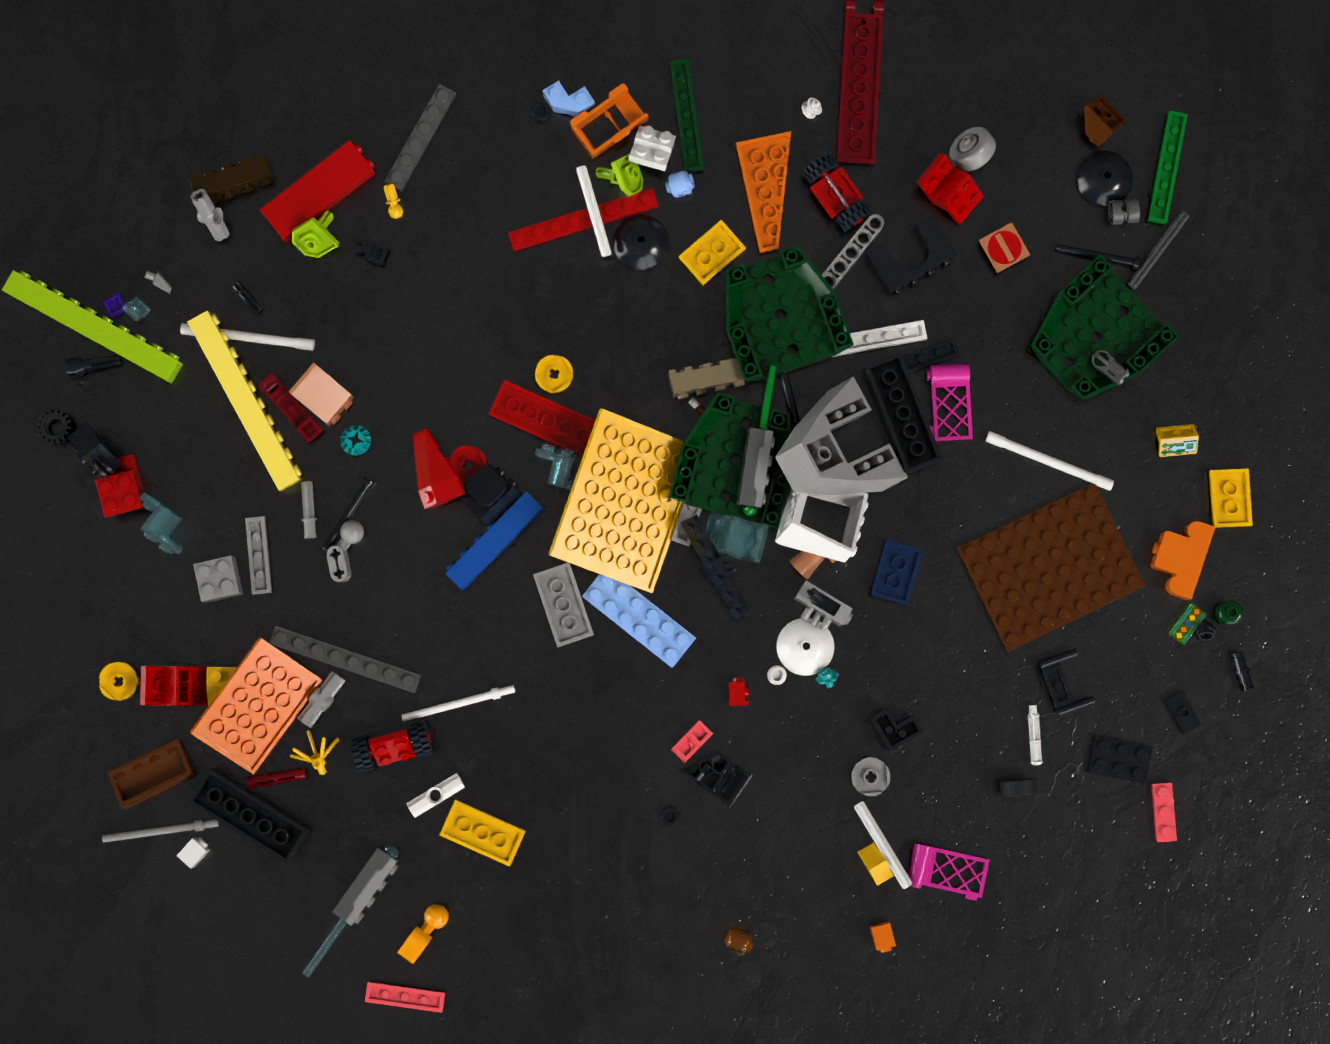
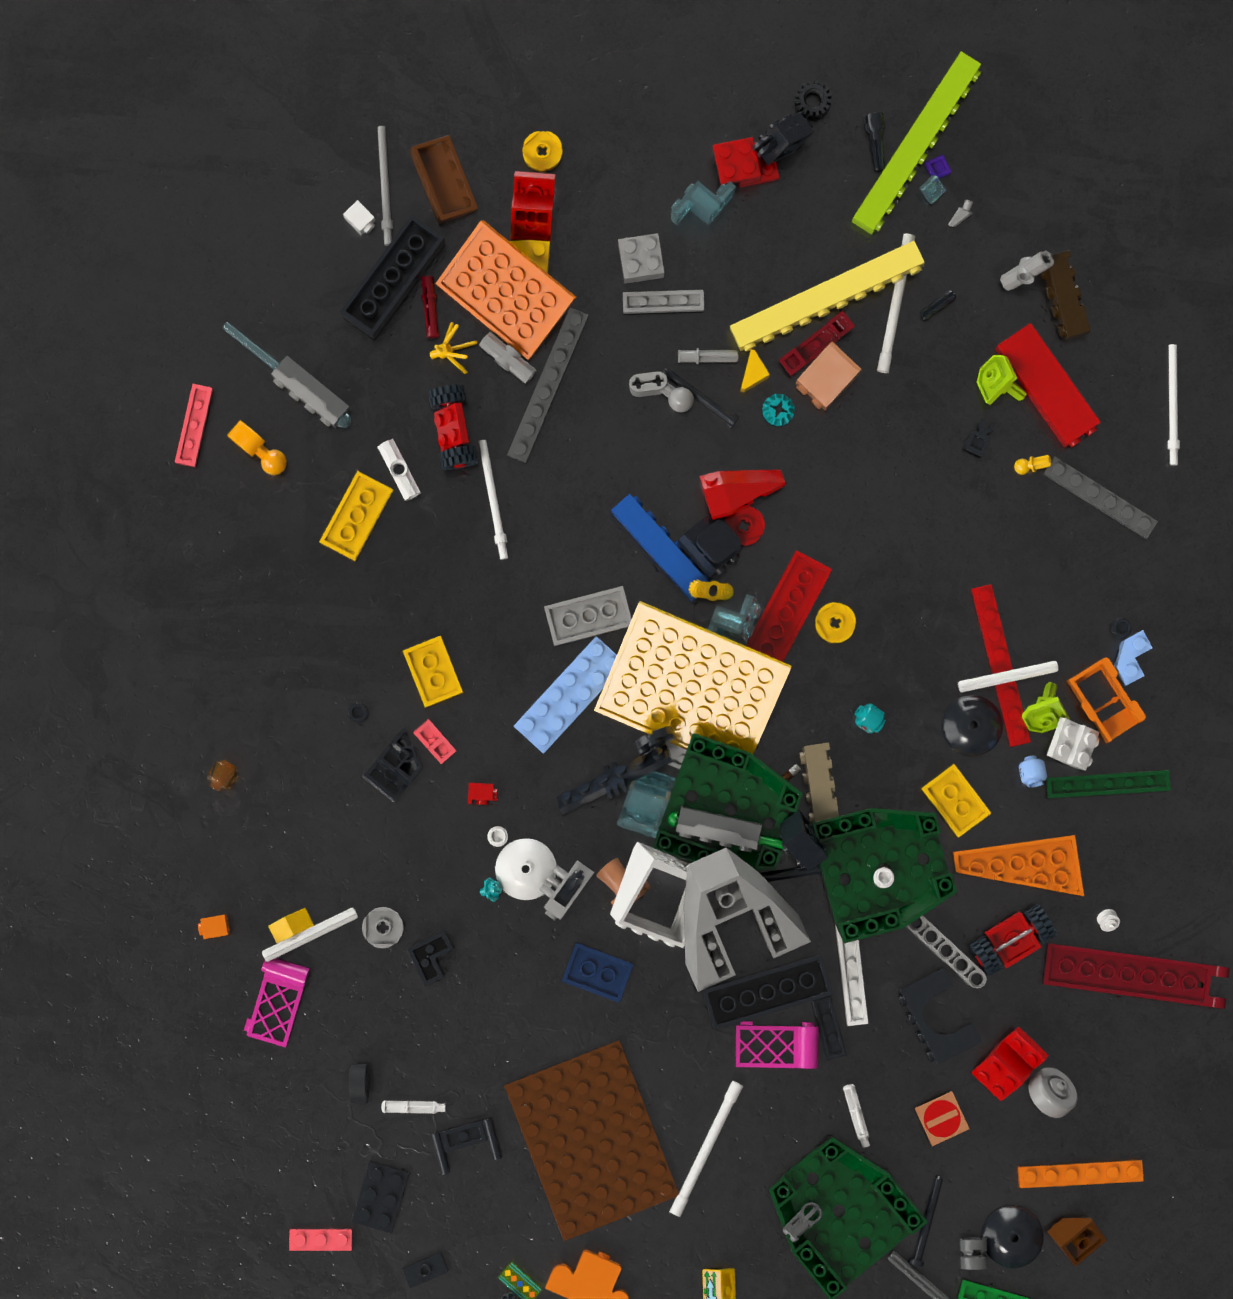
camera: 95 degrees right, 0 degrees up
(321, 464) = (754, 373): none -> yellow slope
(365, 73) = (1173, 443): none -> white bar
(531, 500) = (701, 590): none -> yellow piece
(626, 748) = (432, 671): none -> yellow plate
(641, 336) = (869, 718): none -> teal head
(677, 532) = (657, 739): none -> black plate
(762, 389) = (802, 842): none -> black brick
(789, 313) = (883, 877): none -> white plate
(1007, 325) = (856, 1114): none -> white piece
(1043, 121) = (1080, 1174): none -> orange plate

